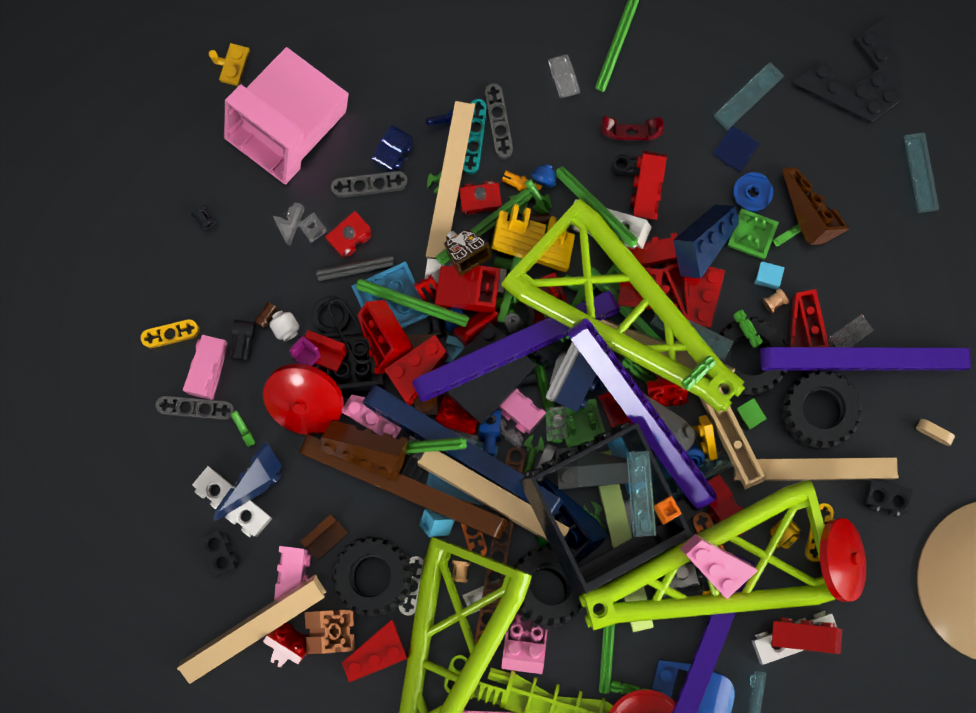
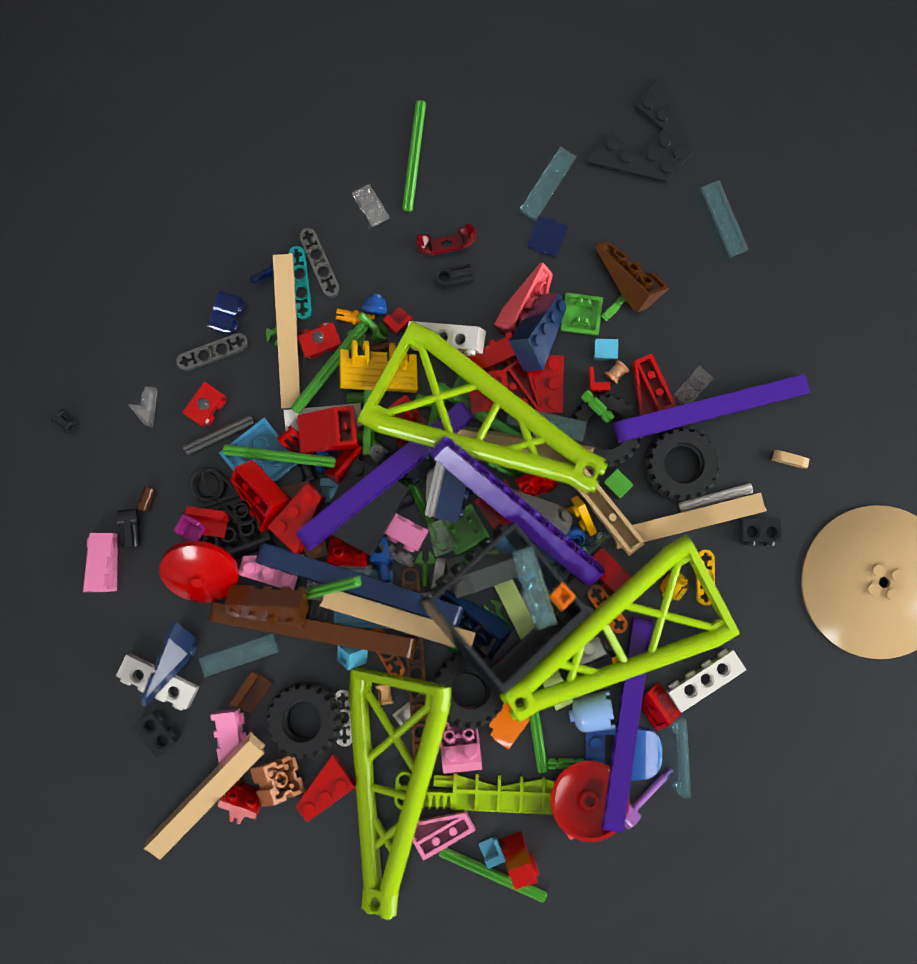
camera: 20 degrees left, 5 degrees up
(154, 332) = (45, 539): yellow beam -> none
(195, 407) = (101, 602): dark grey beam -> none
(233, 64) = (55, 267): yellow plate -> none
(246, 434) = (155, 615): bright green bar -> none
(283, 114) = (113, 305): bright pink piece -> none
(284, 325) = (165, 505): white head -> none
(317, 231) = (175, 406): clear plate -> none
(320, 496) = (238, 655): none -> clear light blue plate
(466, 250) = (317, 396): dark brown torso -> none
(562, 198) = (397, 321): none -> red panel
(577, 635) = (505, 728): none -> orange piece
(583, 194) = (429, 323): bright green axle -> none
(648, 184) = (474, 291): red wedge -> none
(670, 642) = (593, 712): none -> light blue cylinder
(697, 204) = (523, 299): none -> coral wedge
(697, 373) = (561, 462): bright green axle -> none
(717, 565) = (620, 636): bright pink wedge -> none
(740, 655) = (659, 707): none -> red panel
(745, 184) = (579, 266): blue plate -> none
(752, 310) = (596, 387): none -> red panel
(807, 636) = (716, 678): red wedge -> none
(843, 560) = (733, 600): red dish -> none
(853, 452) = (715, 497): none -> white axle

